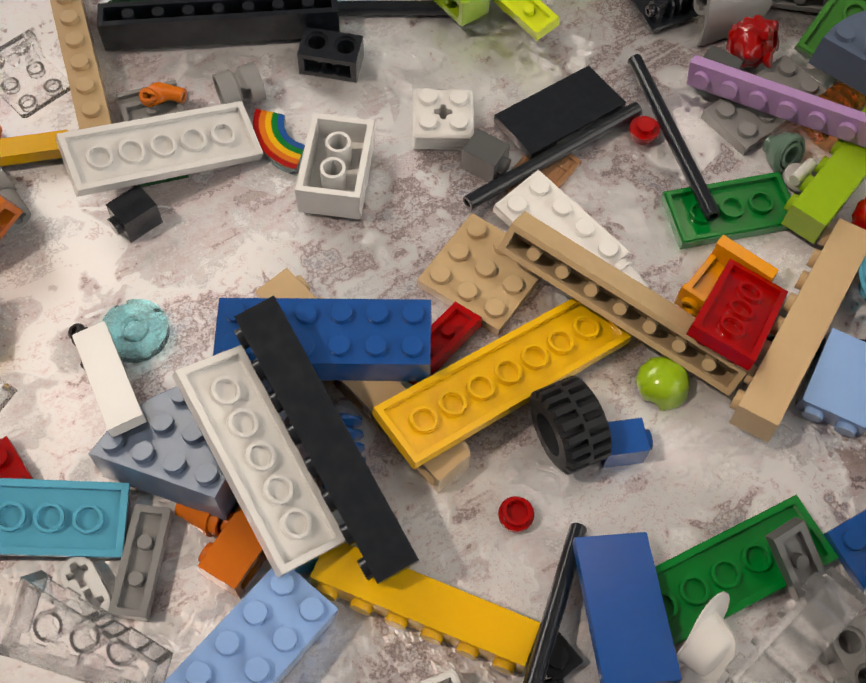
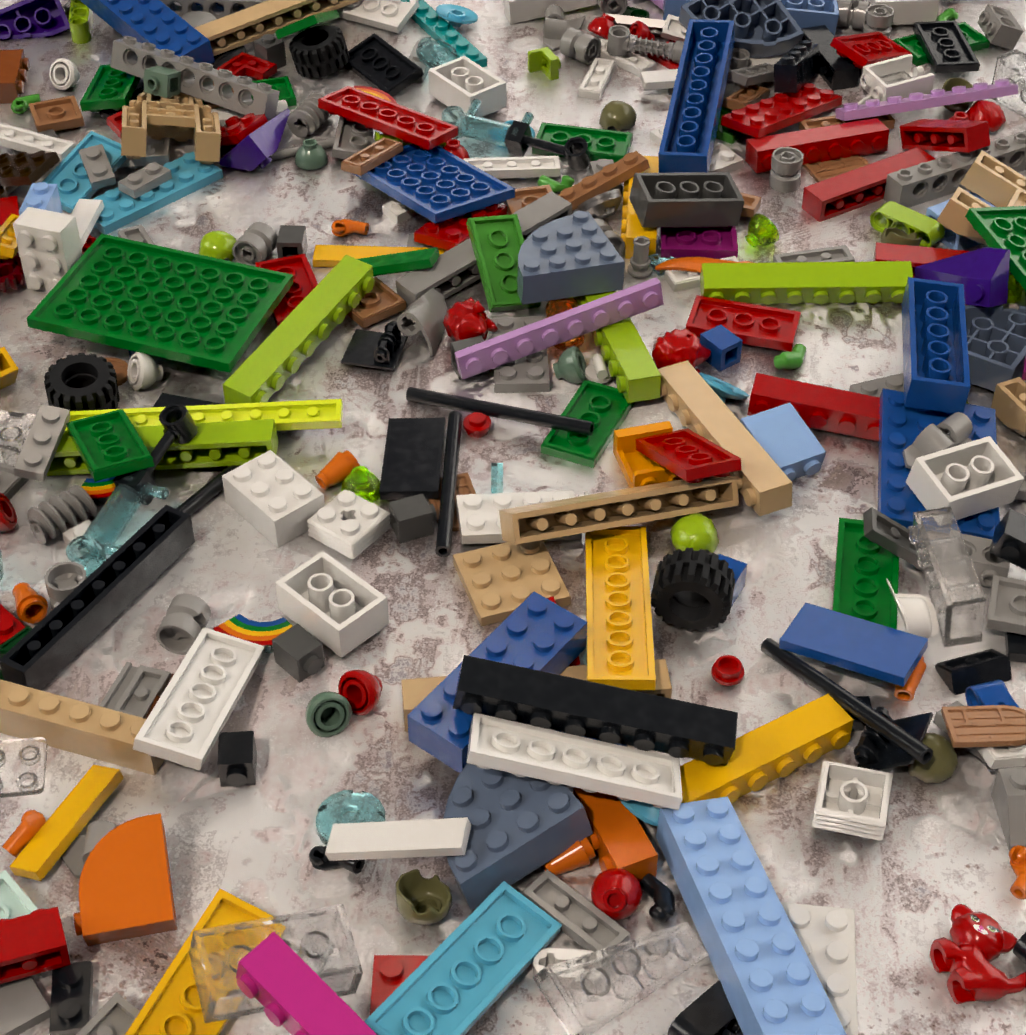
camera: 50 degrees left, 20 degrees down
(76, 431) = (422, 899): none -> olive hair
(161, 92) = (135, 674): orange arm -> none
(177, 581) = (616, 893): none -> red brick
(202, 625) = (662, 897): none -> black arm
(223, 240) = (328, 714): none -> sand green brick
(267, 248) = (360, 690): none -> red brick
(272, 179) = (298, 653): none -> dark grey brick
(330, 54) = (212, 553): black brick -> none
(421, 49) = (272, 497): none -> white brick
(492, 99) = (362, 483): none -> clear neon green brick
(495, 71) = (336, 470): none -> orange cone
(583, 188) = (496, 477): none -> clear light blue tile

